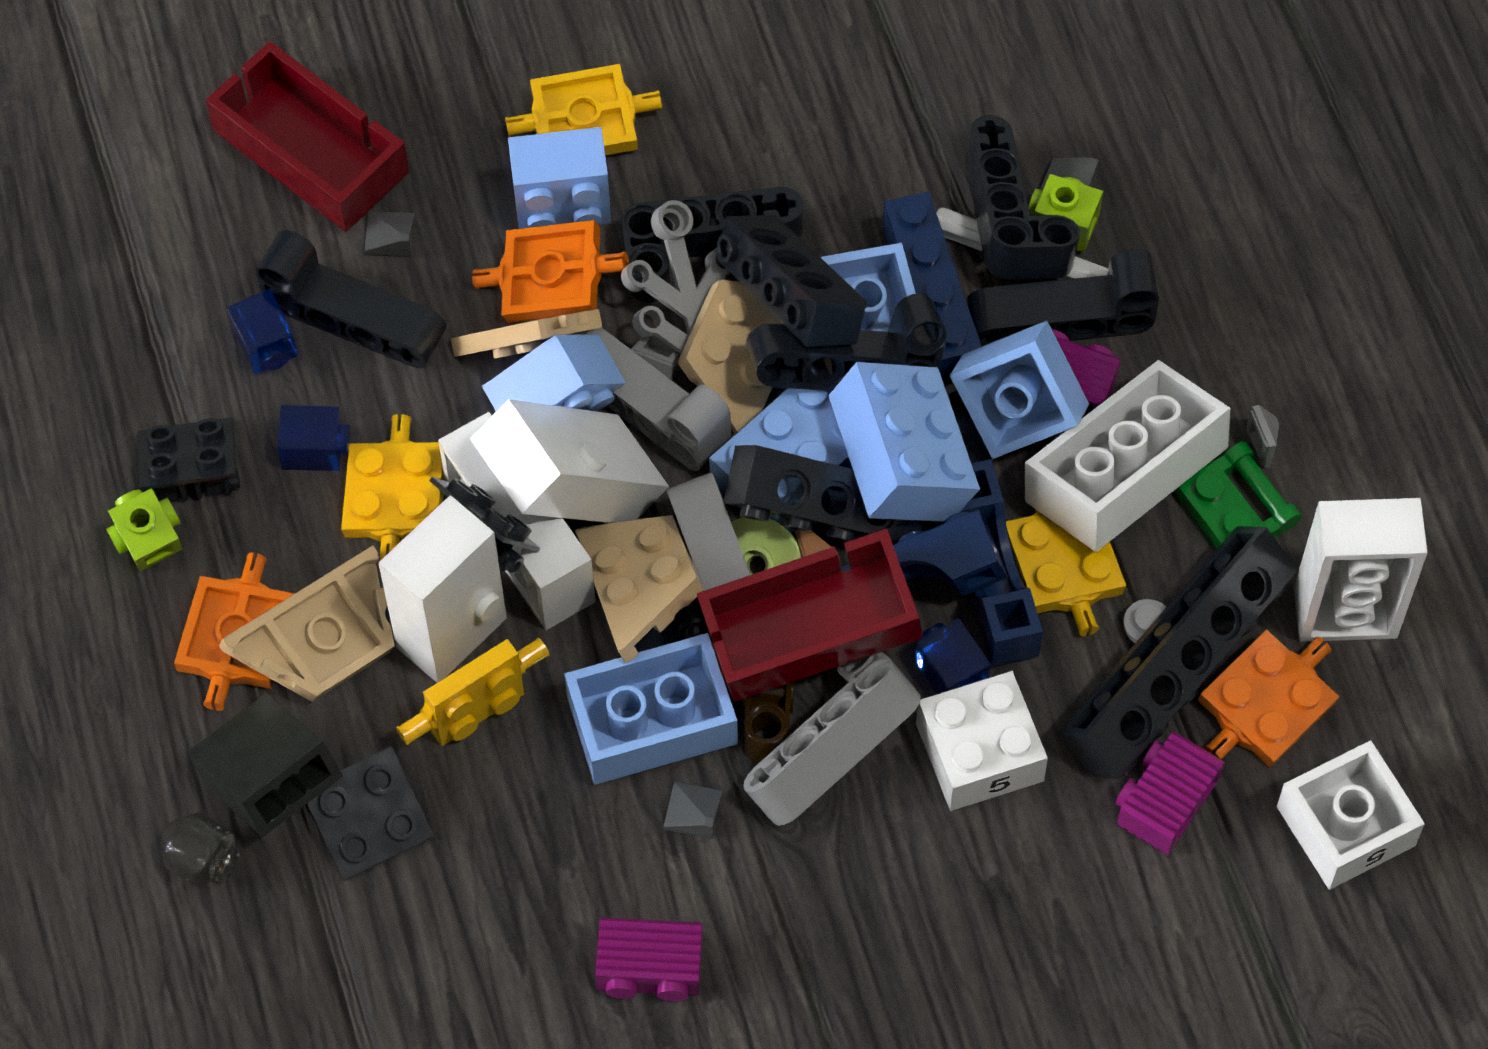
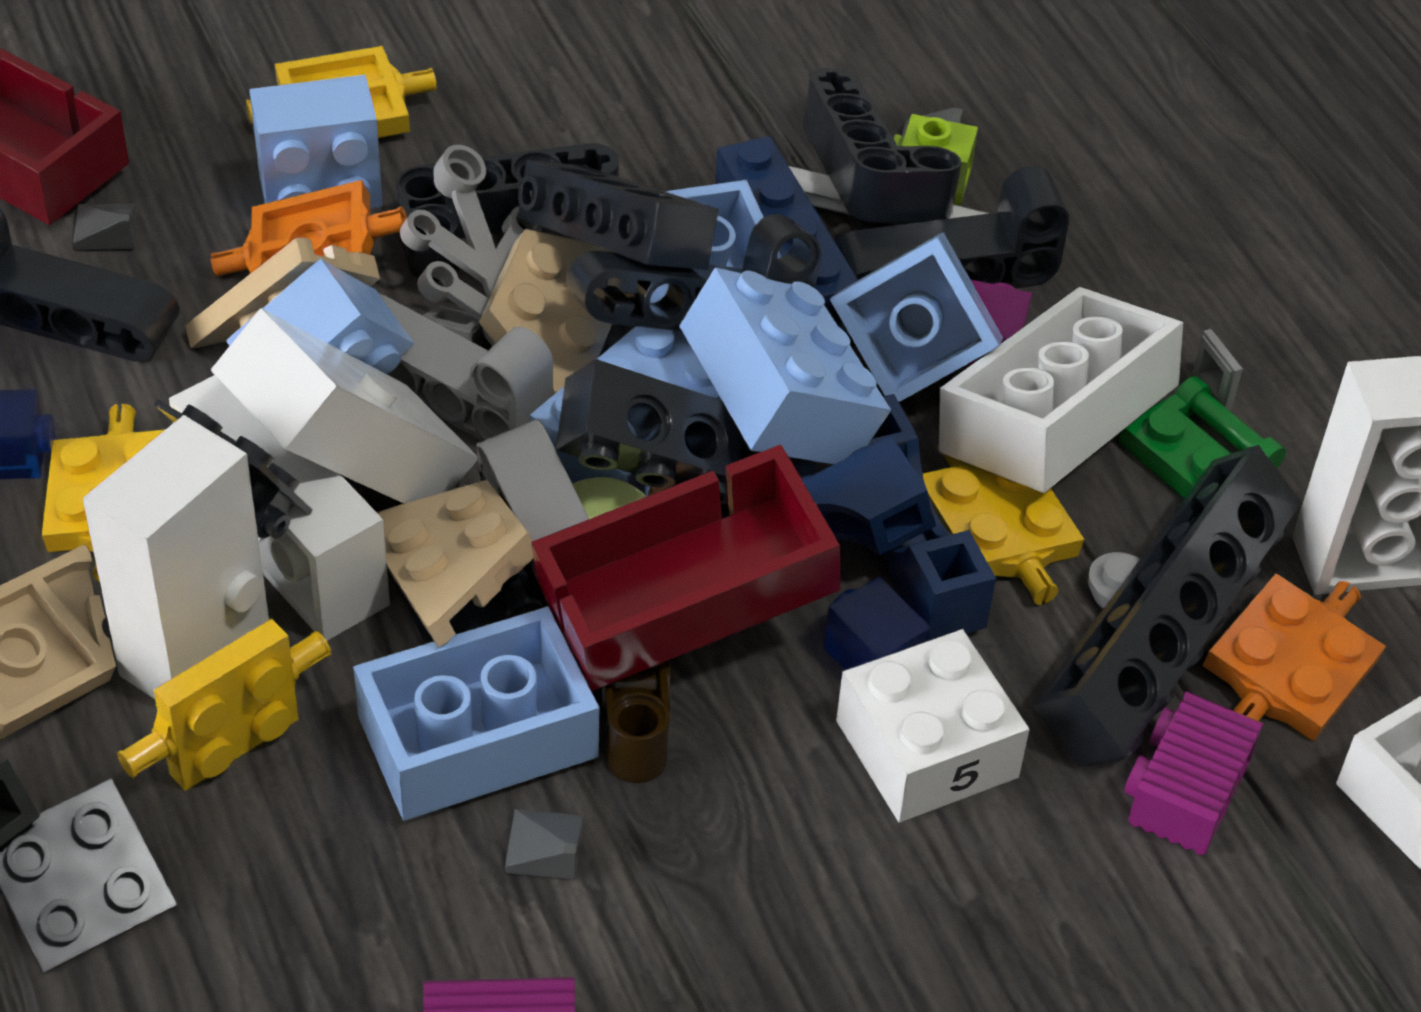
camera: 10 degrees left, 15 degrees down
(833, 738) = (775, 685): light grey beam -> none

